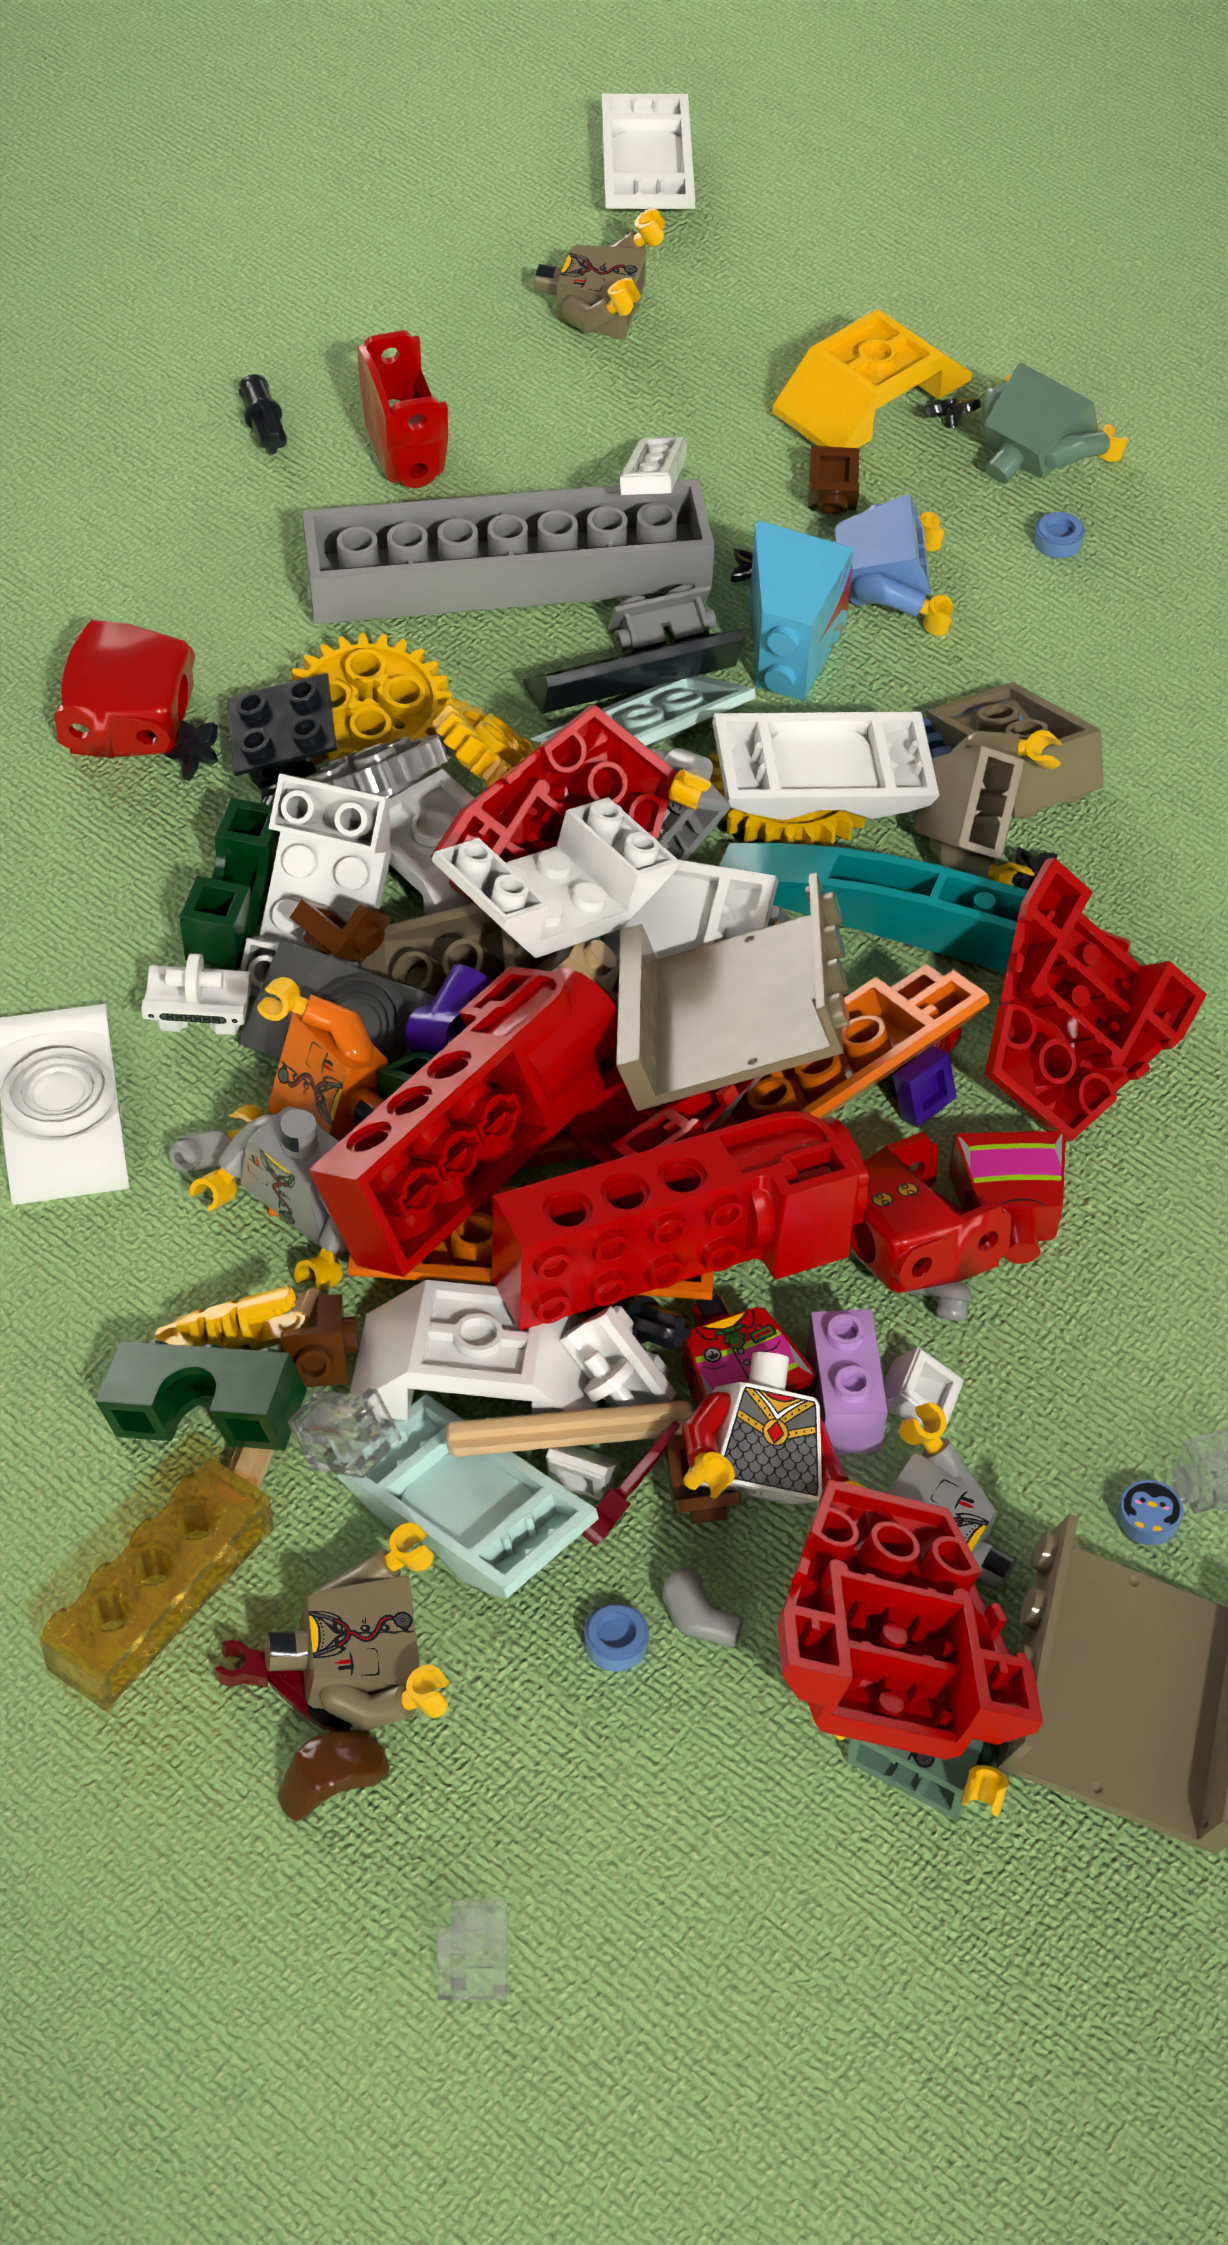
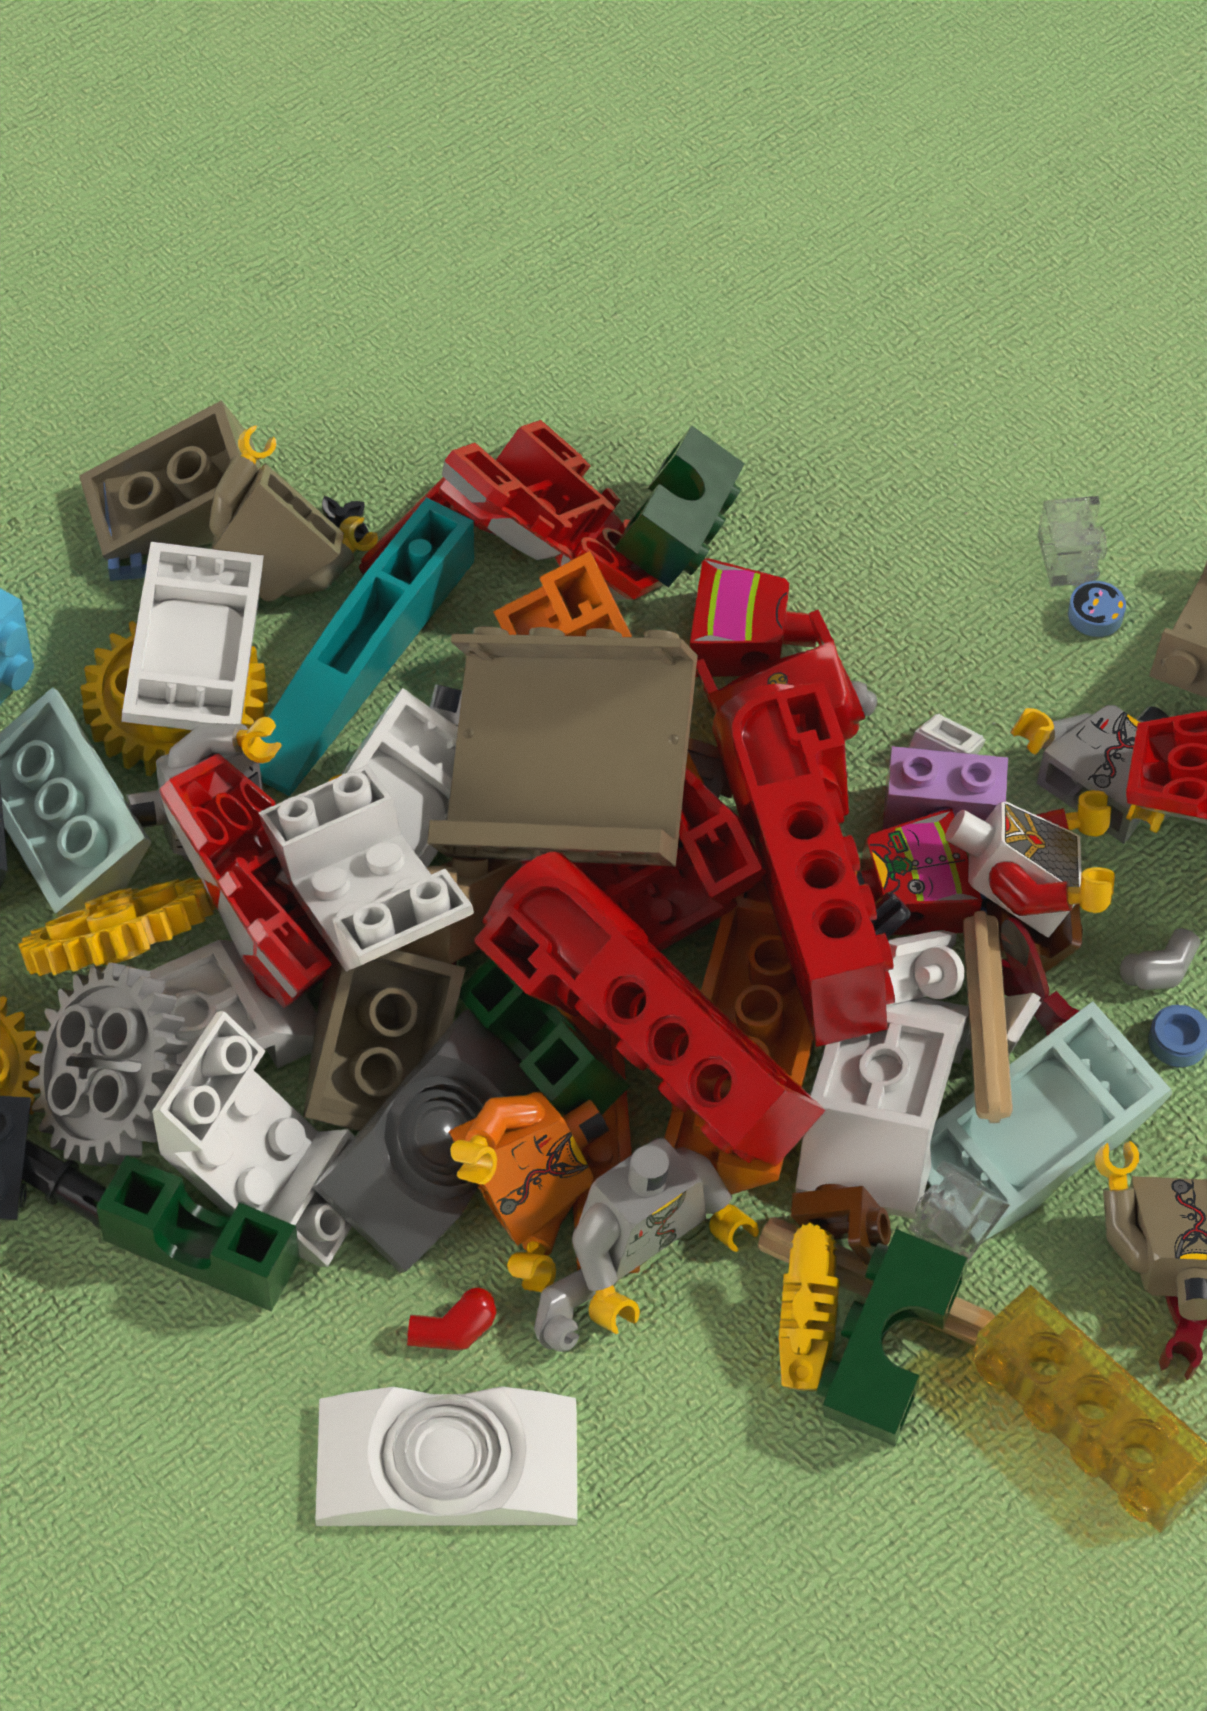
camera: 80 degrees left, 5 degrees up
(189, 1086) = (458, 1327): none -> red arm
(196, 995) = (351, 1293): white hips -> none
(333, 934) = (317, 1134): reddish brown bracket -> none
(438, 1024) = (498, 1028): dark purple piece -> none
(1073, 1094) = (684, 508): none -> dark green arch

